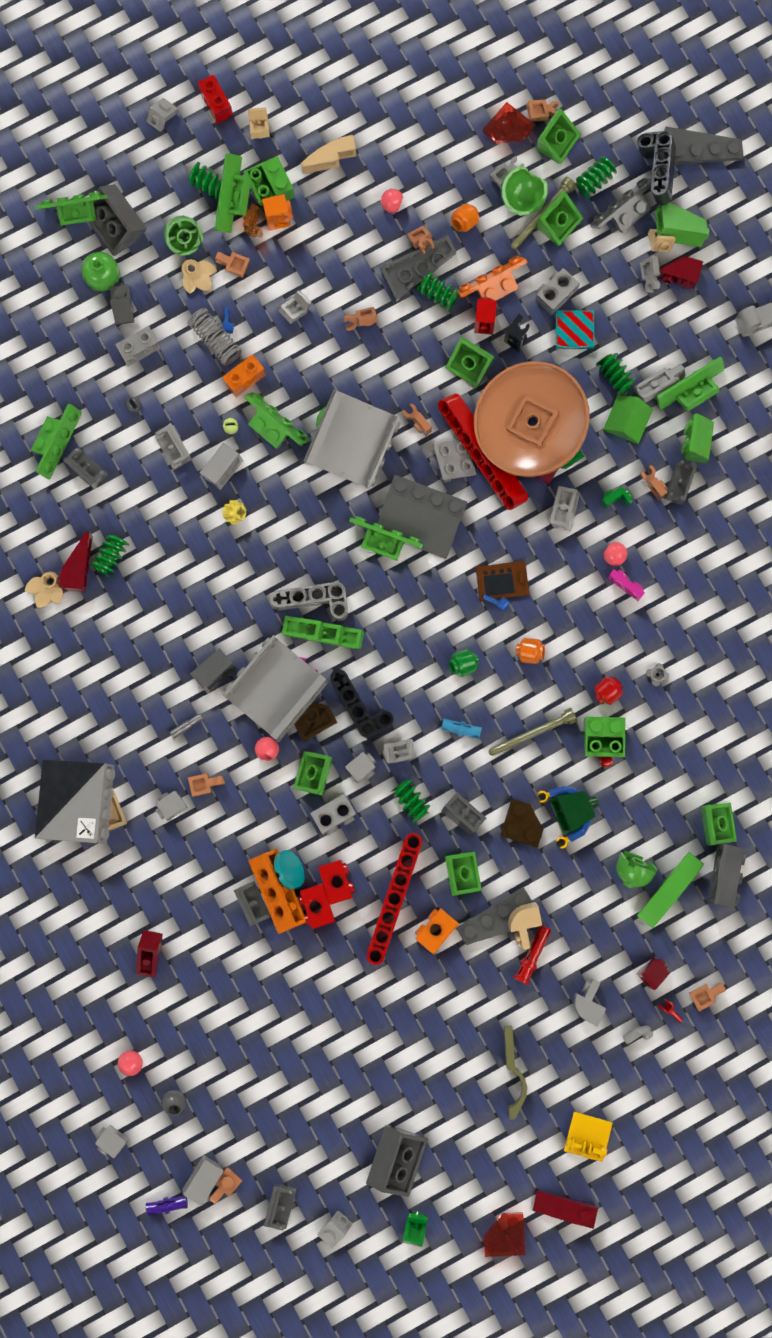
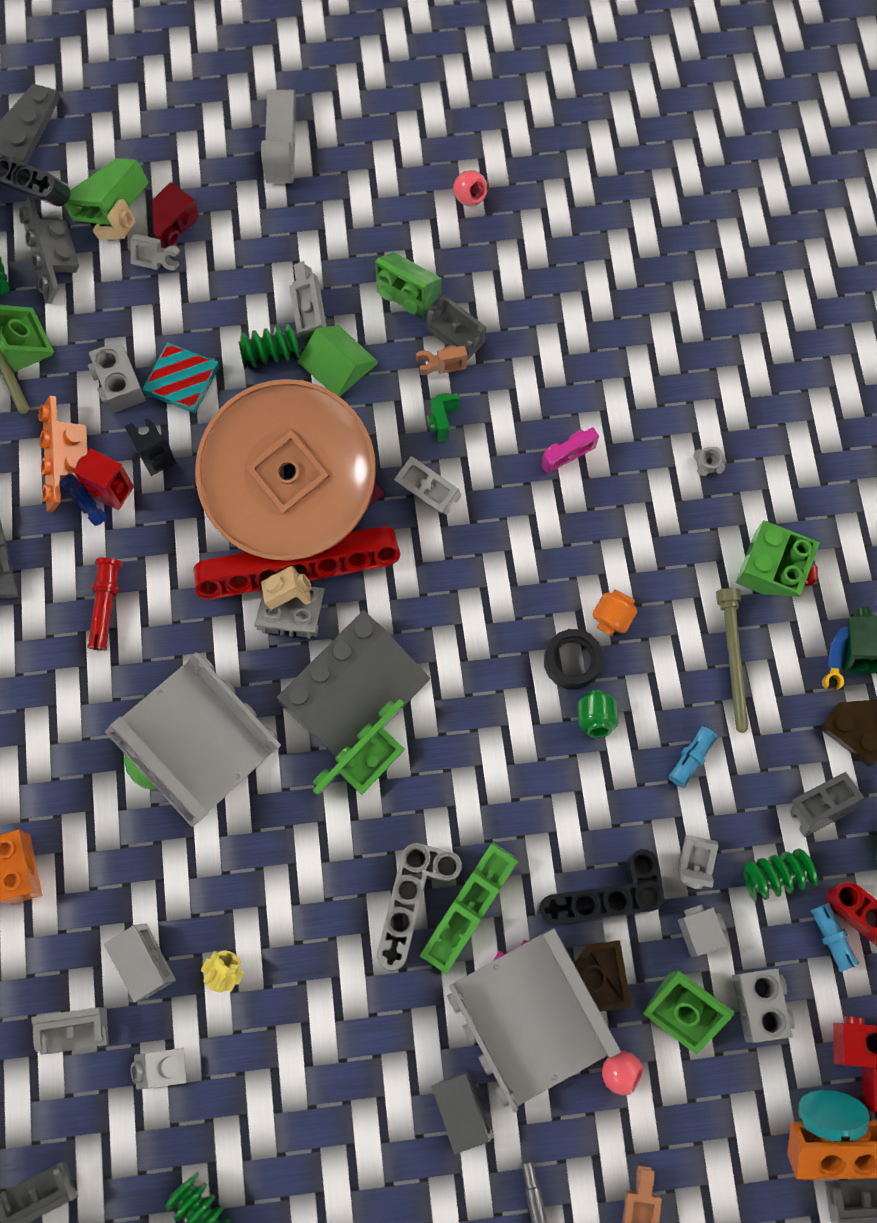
camera: 75 degrees left, 10 degrees down
(171, 501) = (158, 1069): none -> light grey bracket
(231, 429) = (87, 925): yellowish green hinge -> none
(271, 424) = (111, 856): bright green bracket -> none
(362, 317) = (17, 650): nougat plate -> none
(388, 844) = (834, 937): none -> dark azure pin
(421, 348) = (105, 590): none -> red pin
(421, 423) = (214, 632): nougat plate -> none
(438, 291) = (33, 530): green piece -> none
(463, 451) = (284, 587): none -> tan bracket
(469, 310) = (83, 499): none -> clear blue axle
(470, 362) = (158, 528): bright green slope -> none
(491, 622) = (582, 638): none -> black tyre
(502, 580) = (494, 613): reddish brown container -> none
(502, 604) = (530, 624): blue hand -> none
(608, 690) = (711, 531): red head -> none
(615, 554) = (520, 446): coral piece -> none
(694, 388) = (336, 263): bright green bracket -> none

